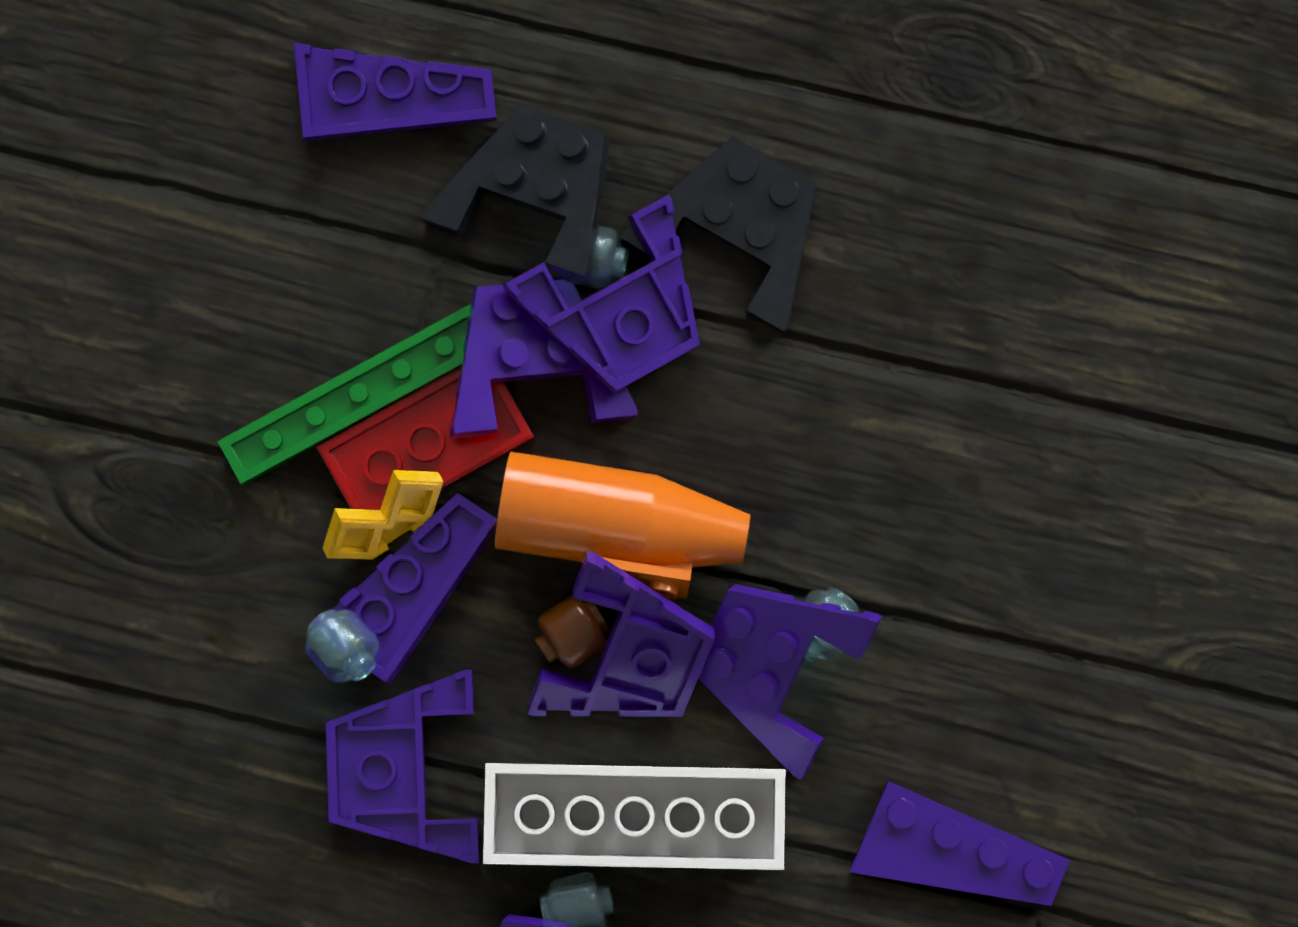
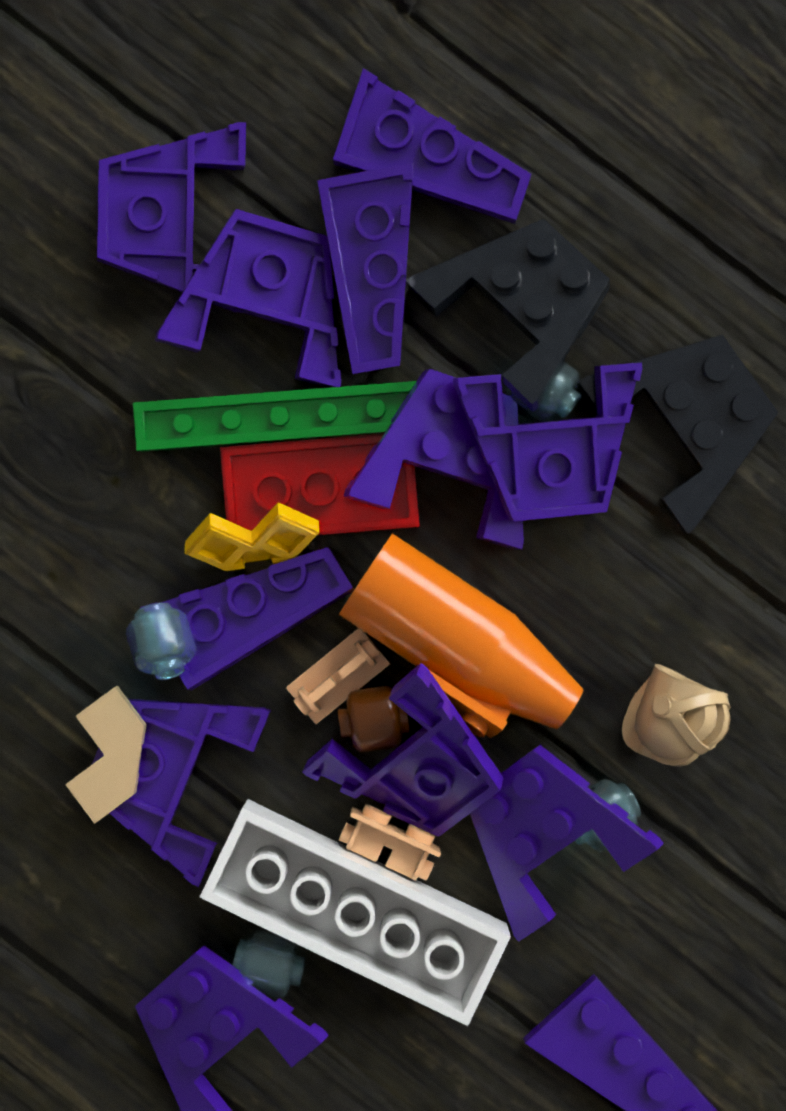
camera: 25 degrees right, 5 degrees up
(157, 263) = (150, 203): none -> dark purple wing
(288, 268) = (269, 274): none -> dark purple wing
(354, 791) = (120, 736): none -> tan tile
(374, 206) = (369, 252): none -> dark purple wing
(519, 608) = (336, 675): none -> light nougat hinge
(619, 738) = (408, 847): none -> light nougat hinge
(848, 504) = (675, 718): none -> tan helmet

